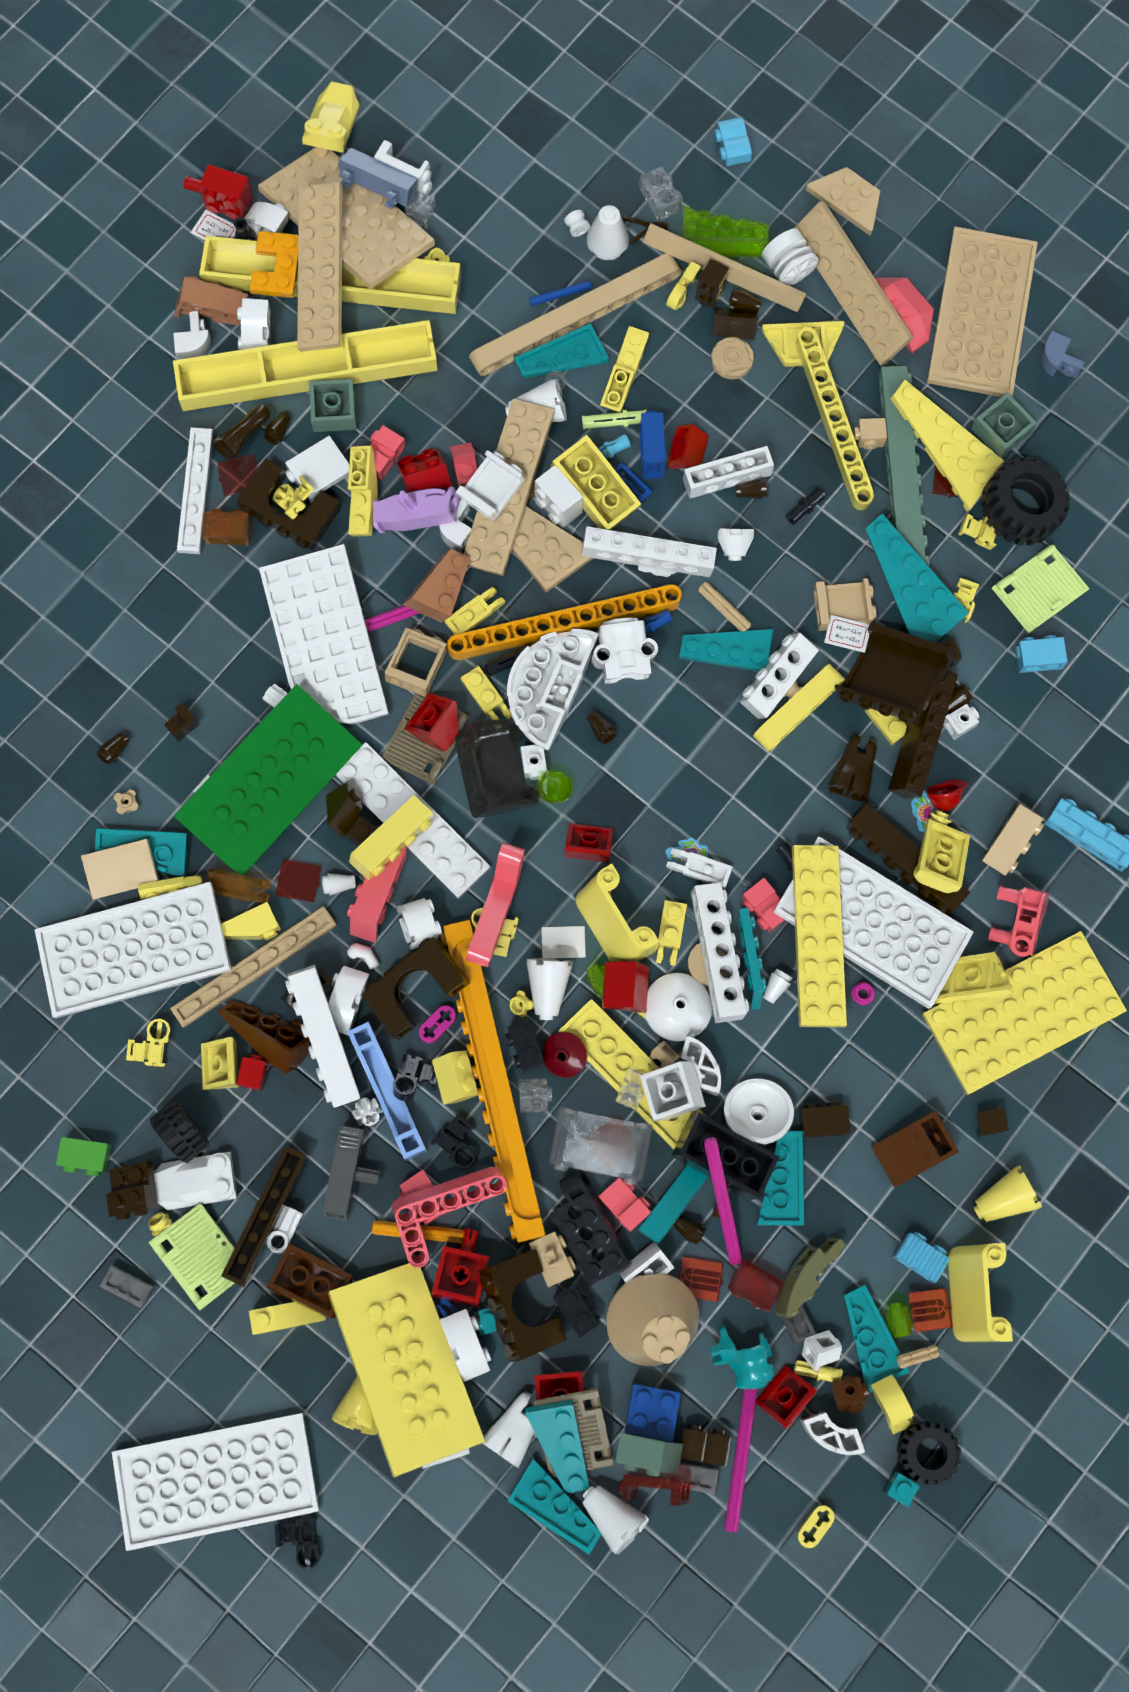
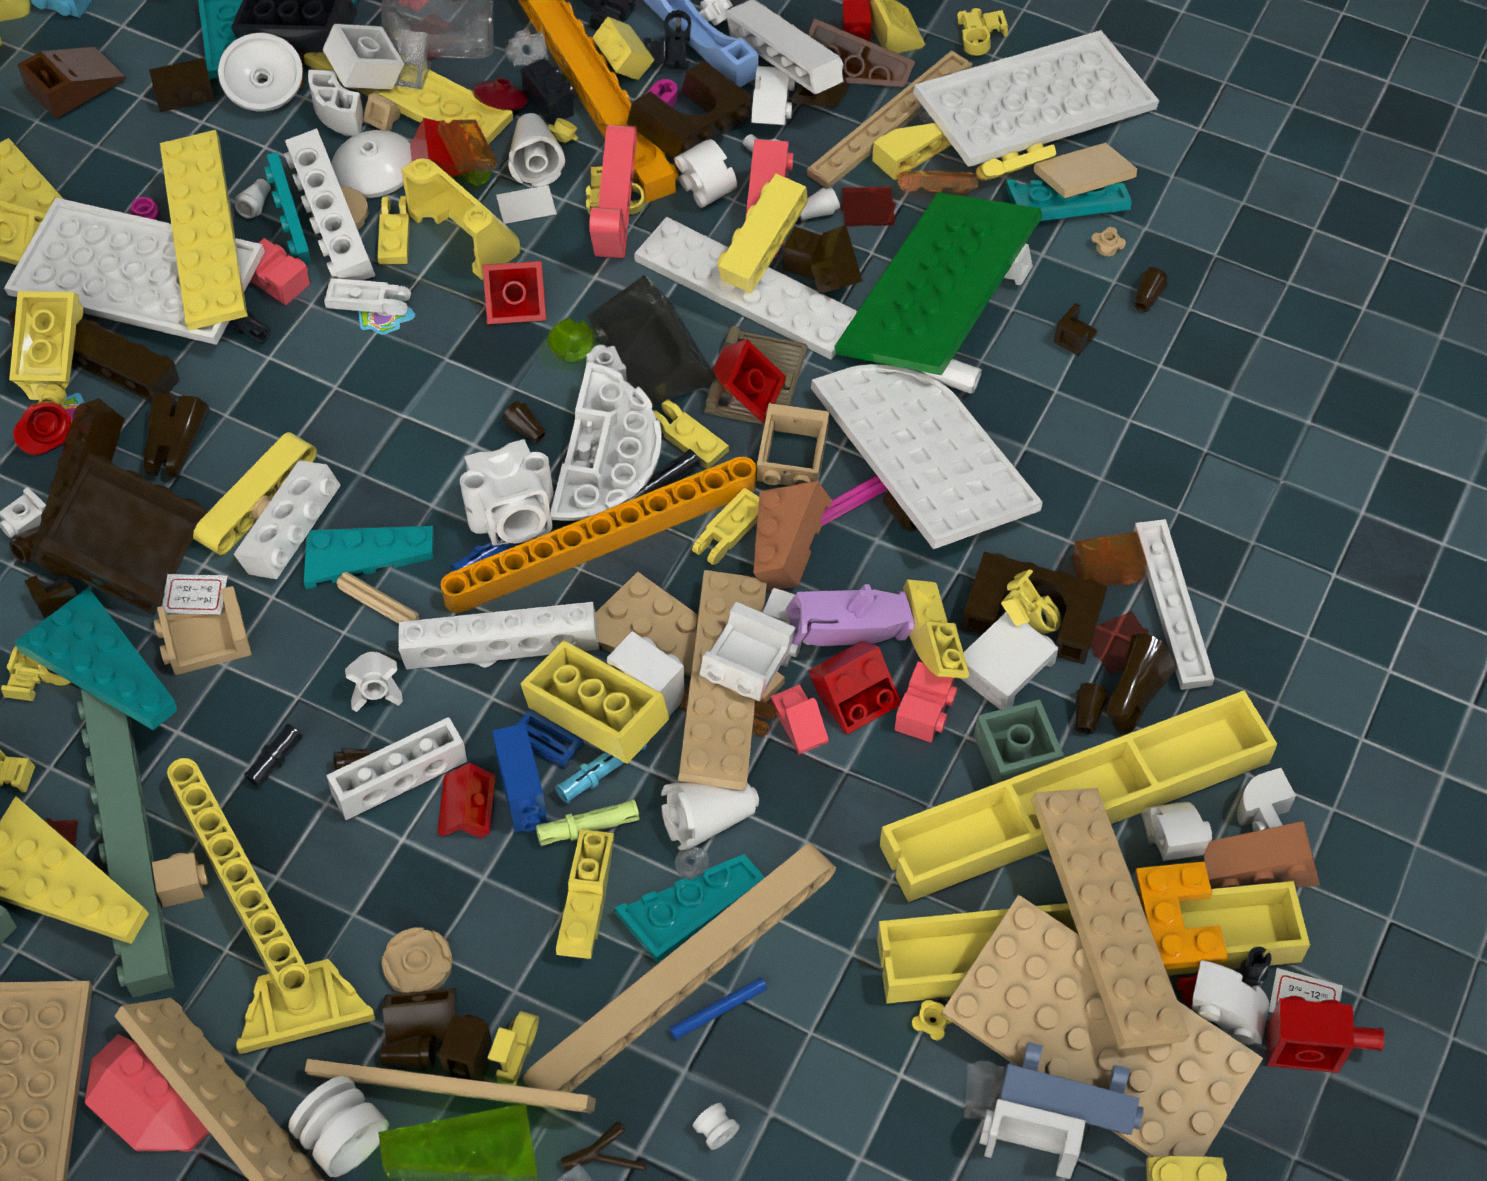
camera: 170 degrees right, 20 degrees down
(602, 975) = (467, 145): none -> clear orange plate
(608, 234) = (659, 1117): white cone -> none

